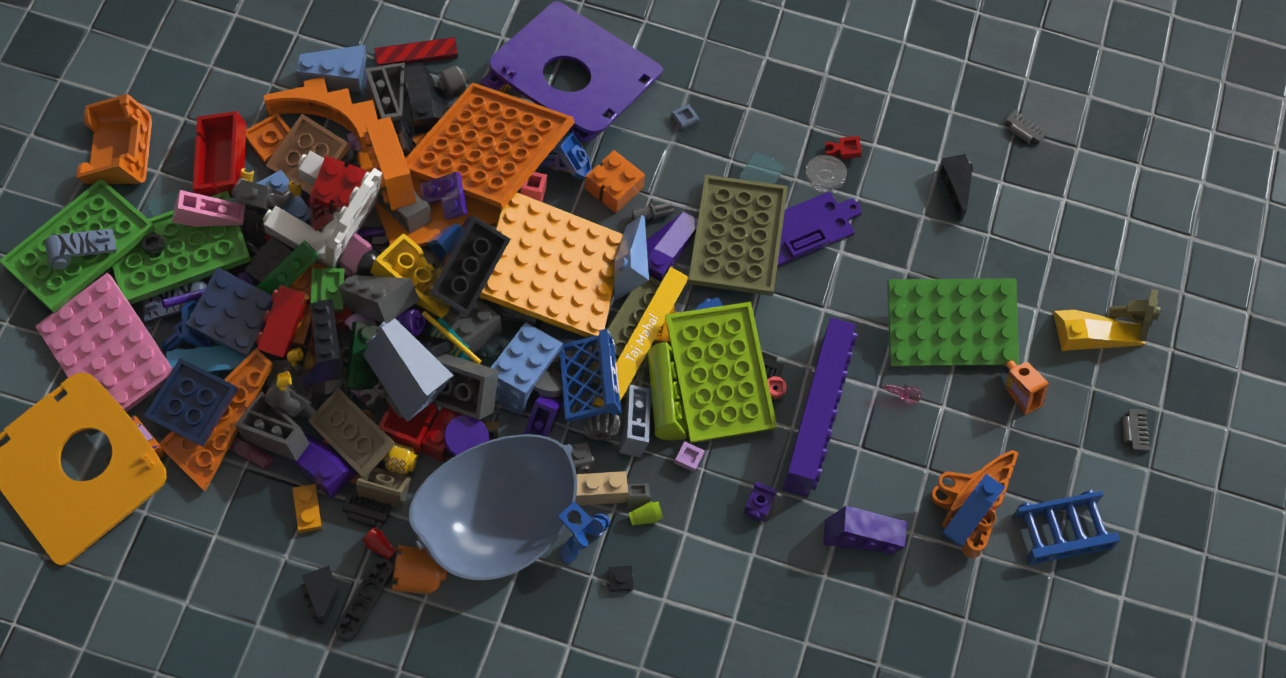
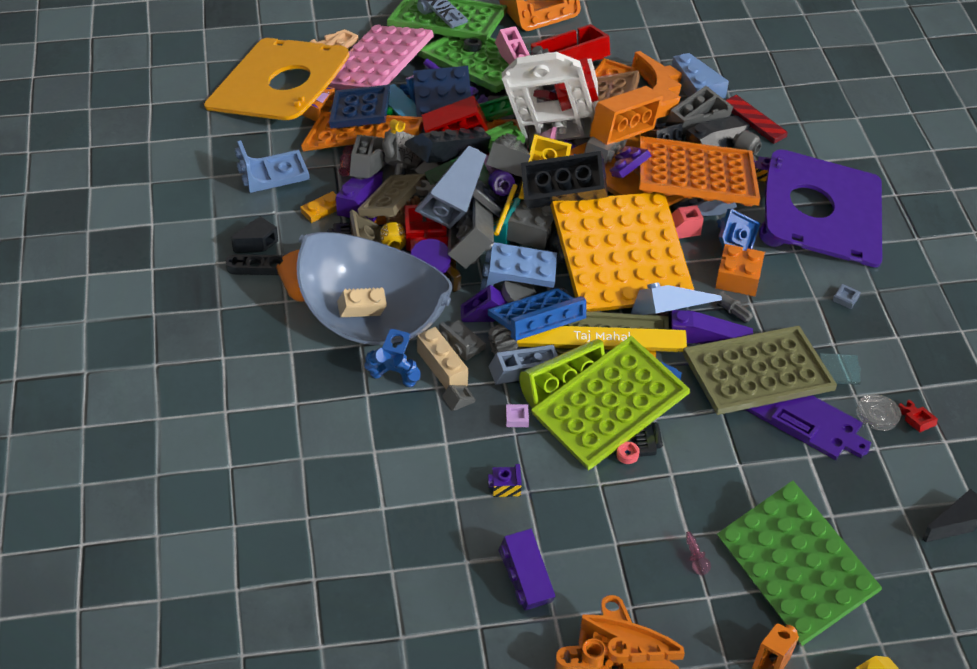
camera: 70 degrees right, 15 degrees down
(39, 379) = (341, 37): none -> light nougat wing
(224, 534) = (270, 170): none -> medium blue bracket
(488, 528) = (362, 302): none -> tan brick
(621, 578) = (375, 413): black plate -> none
(646, 514) = (444, 406): lime cone -> none
(820, 408) = (627, 484): dark purple brick -> none
(973, 510) = (591, 628): blue slope -> none

